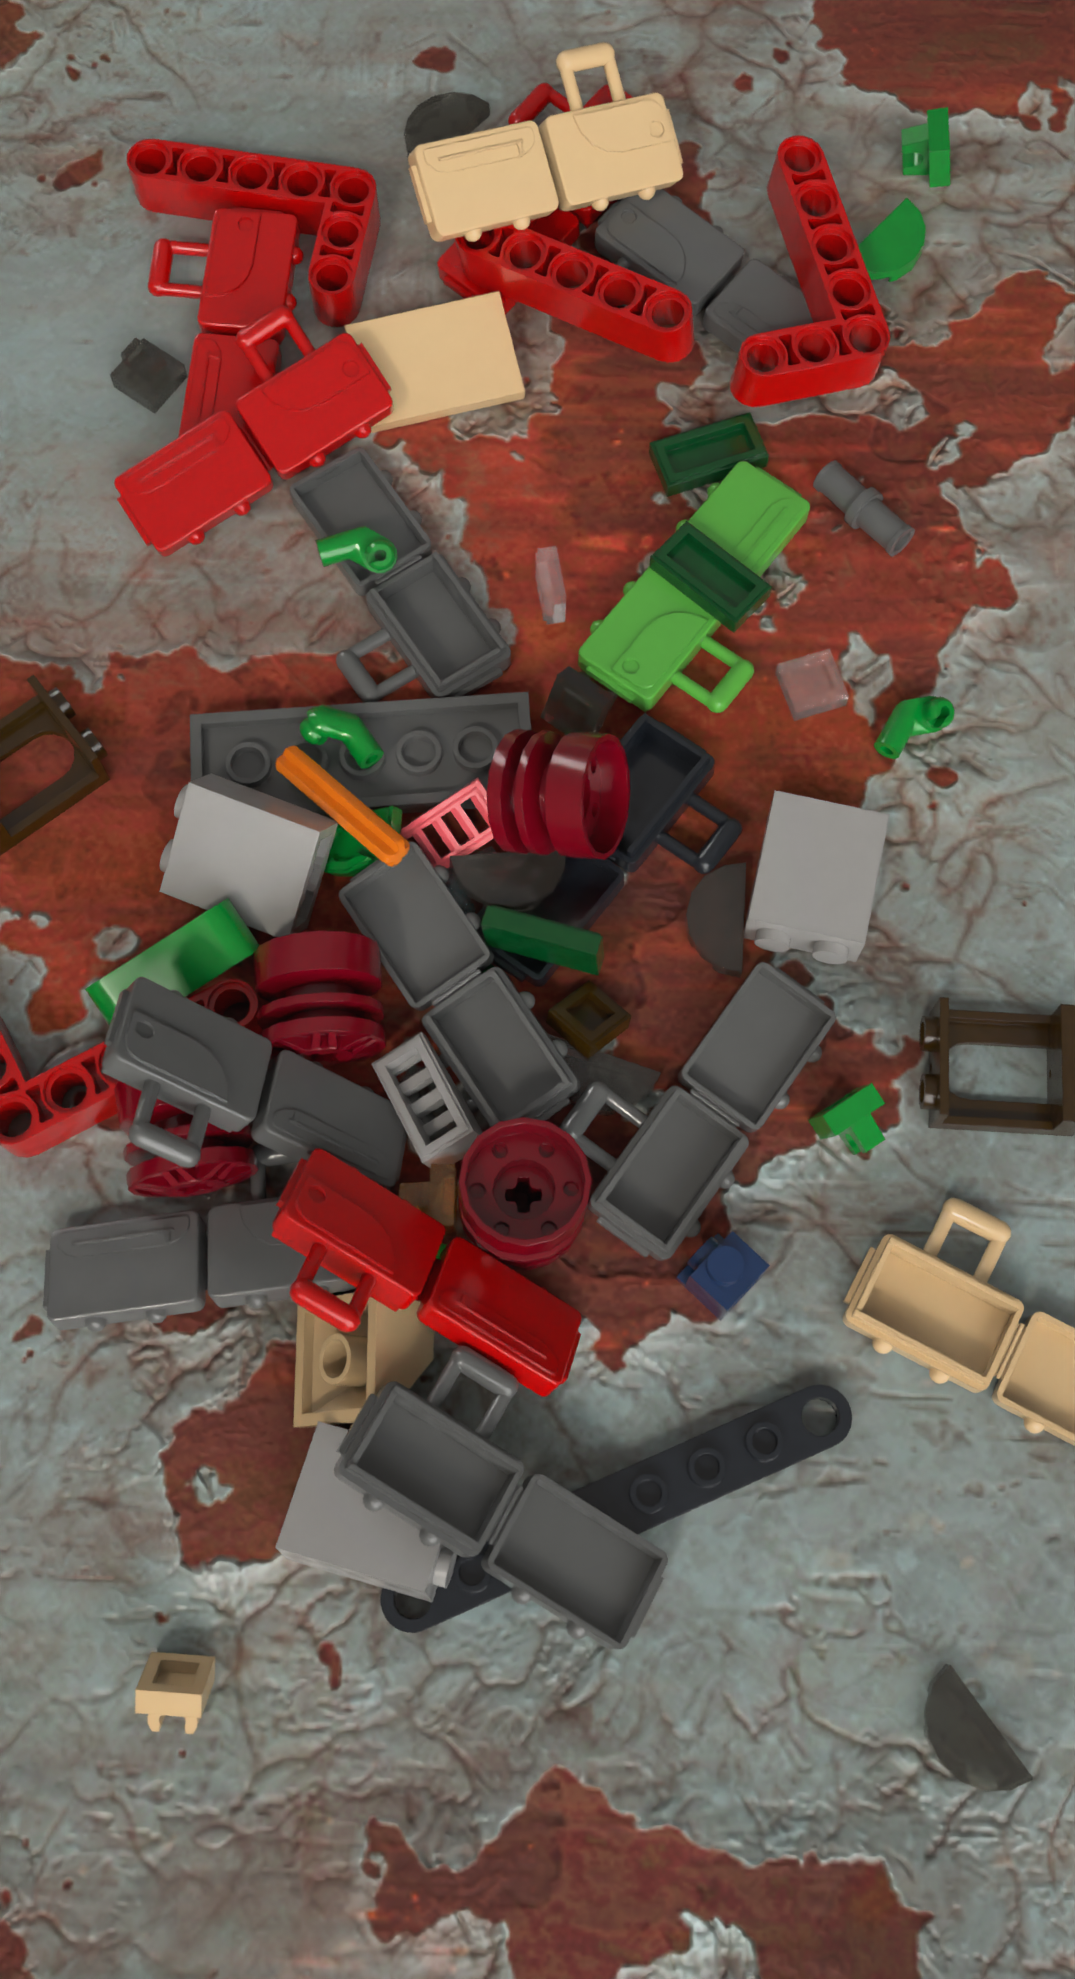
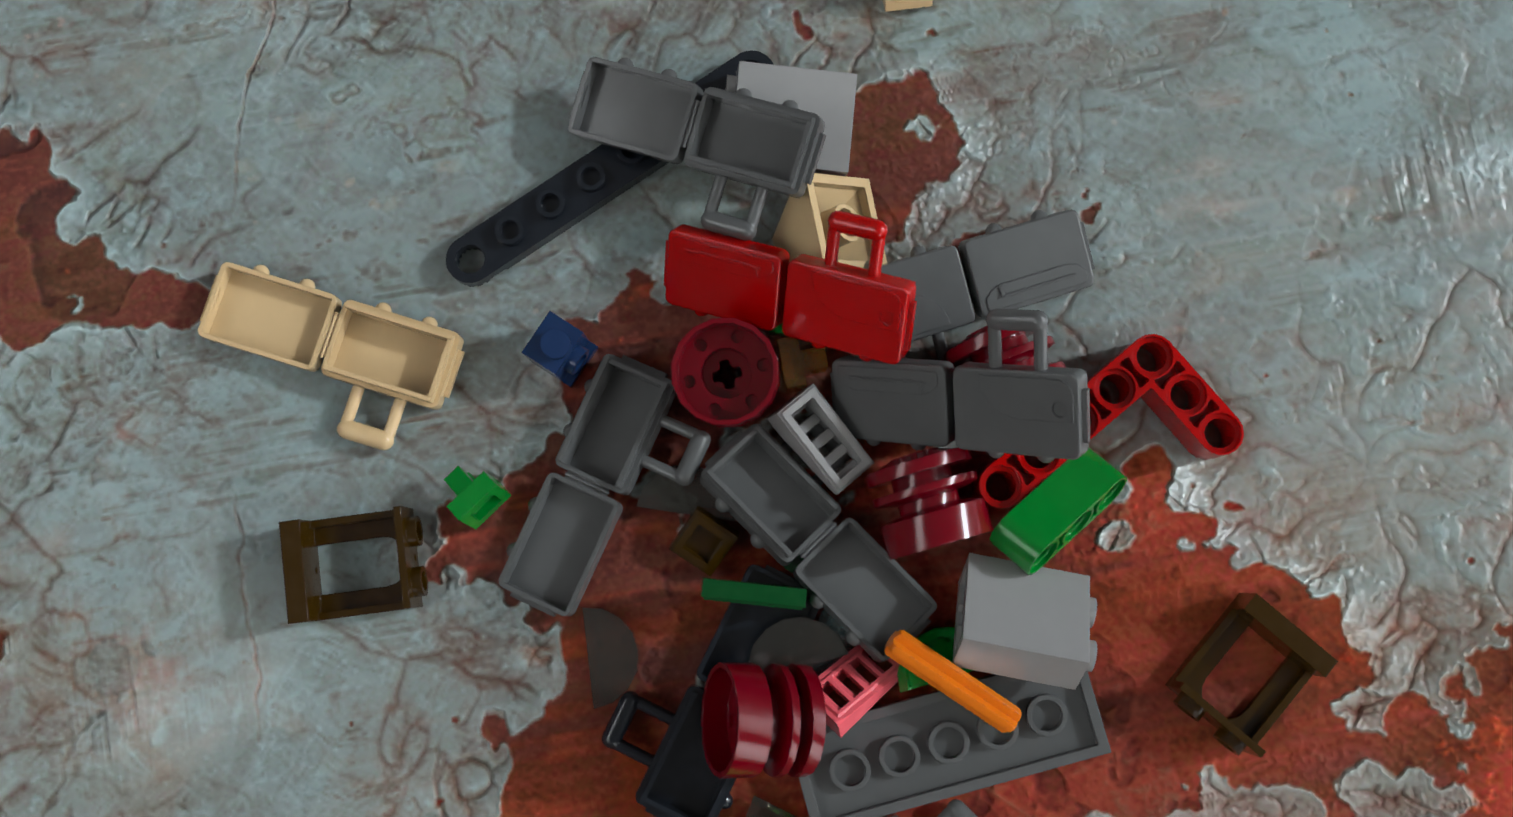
camera: 170 degrees right, 10 degrees up
(344, 726) = (971, 762): green arm -> none
(816, 878) = (530, 704): light grey brick -> none
(967, 1739) = (337, 59): clear smoke tile -> none

